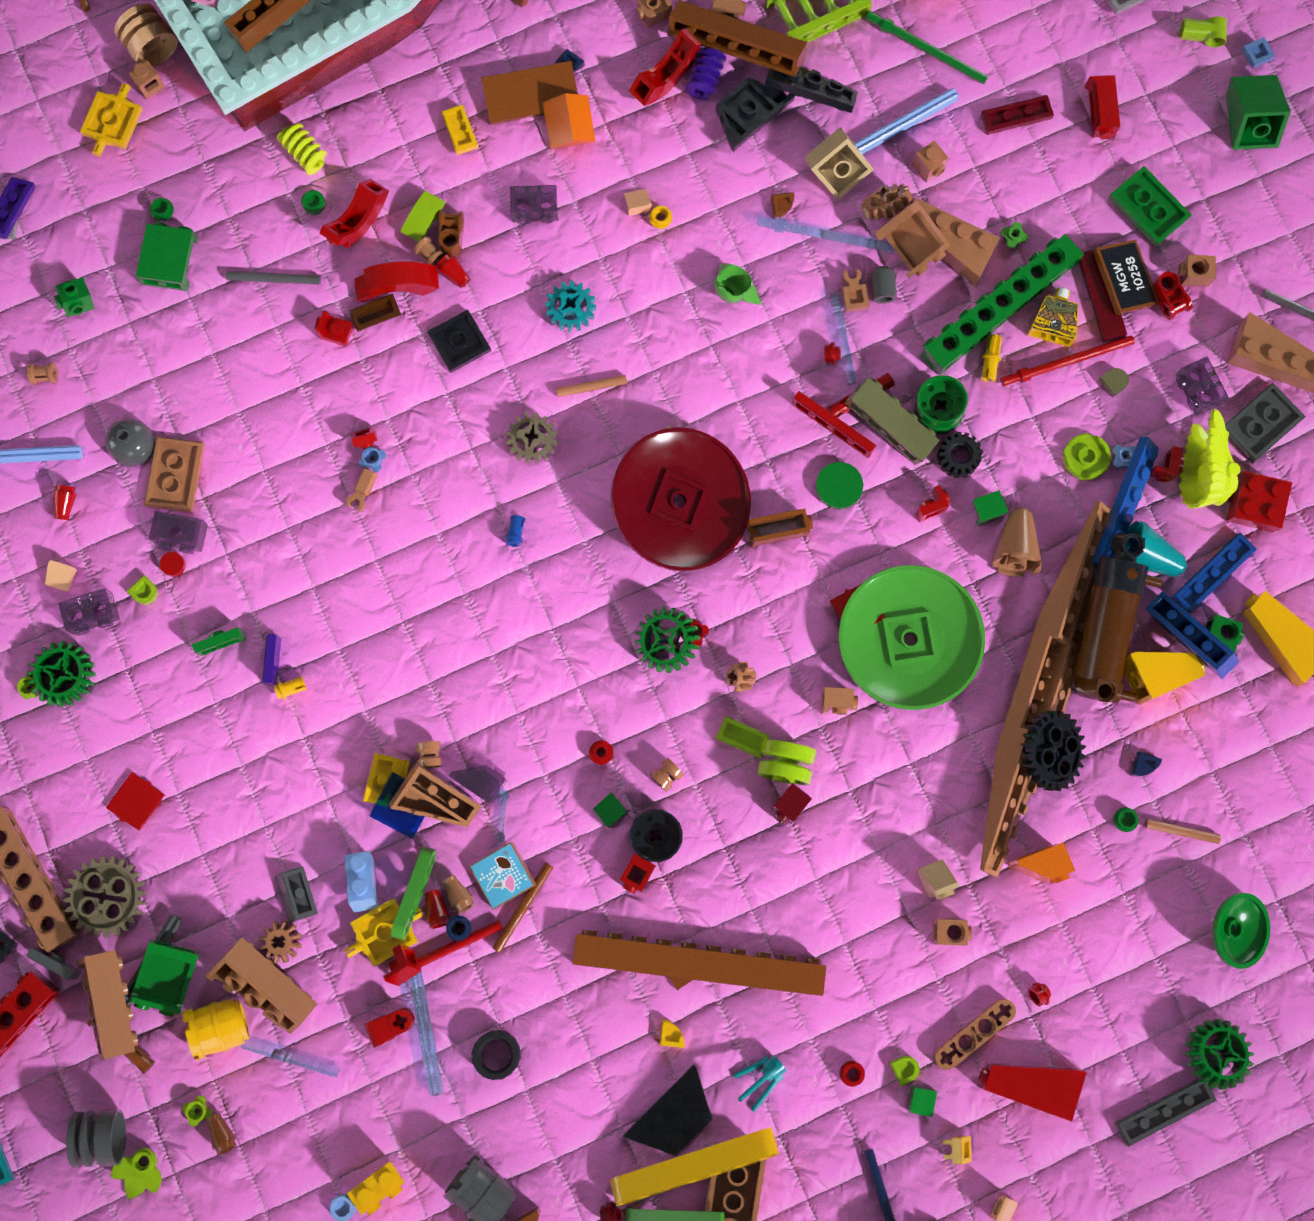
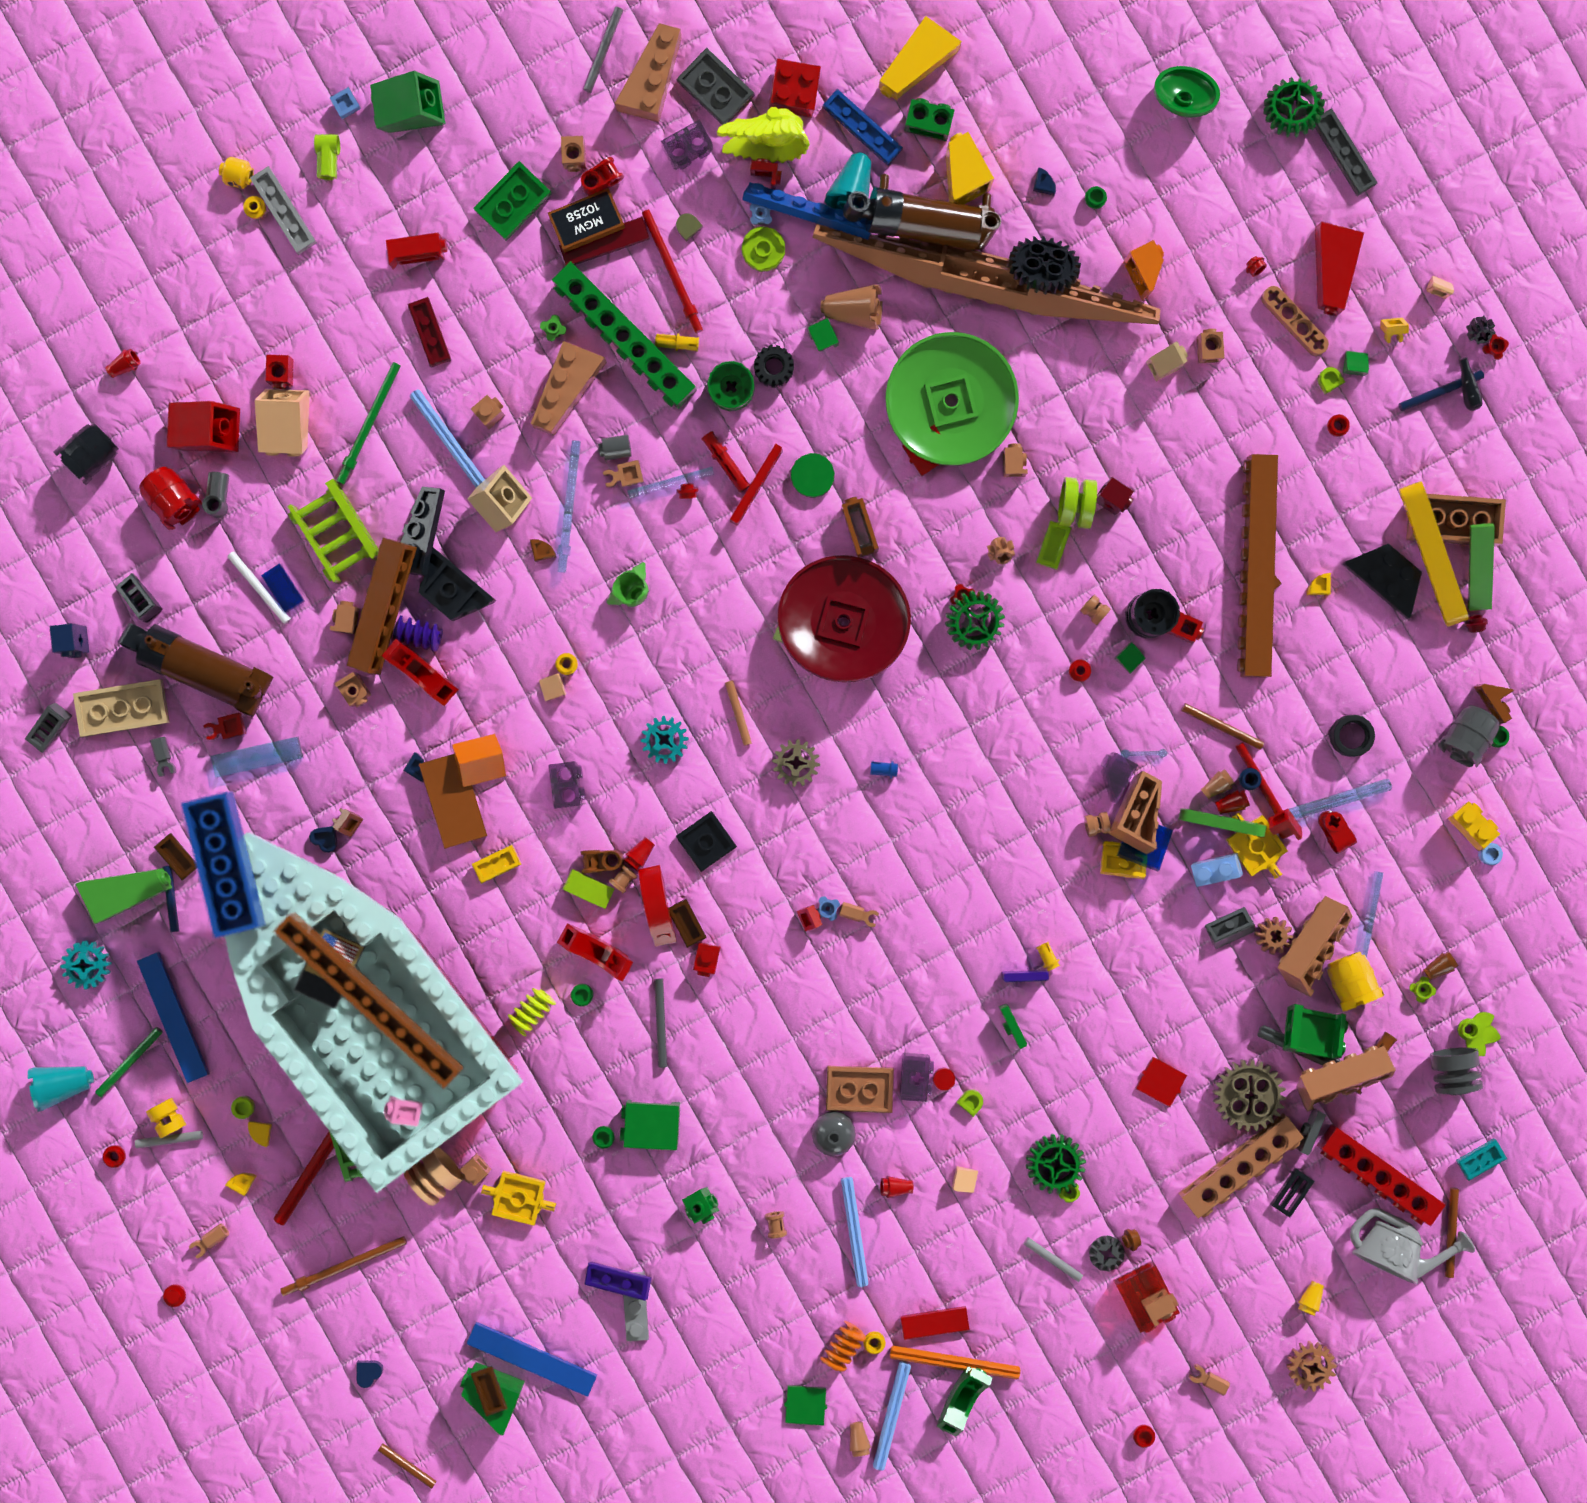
camera: 90 degrees left, 10 degrees up
(88, 605) = (992, 1149): clear purple brick -> none
(502, 875) = (1197, 746): medium azure tile -> none
(771, 1071) = (1342, 495): teal plant -> none
(886, 202) = (535, 450): nougat gear -> none
(892, 420) = (750, 430): olive brick -> none
(914, 238) = (572, 420): nougat panel -> none
(932, 508) = (827, 390): red bracket -> none
(1056, 319) = (634, 284): torso -> none
(1183, 831) = (1101, 143): nougat bar -> none
(1192, 635) = (929, 145): blue brick -> none

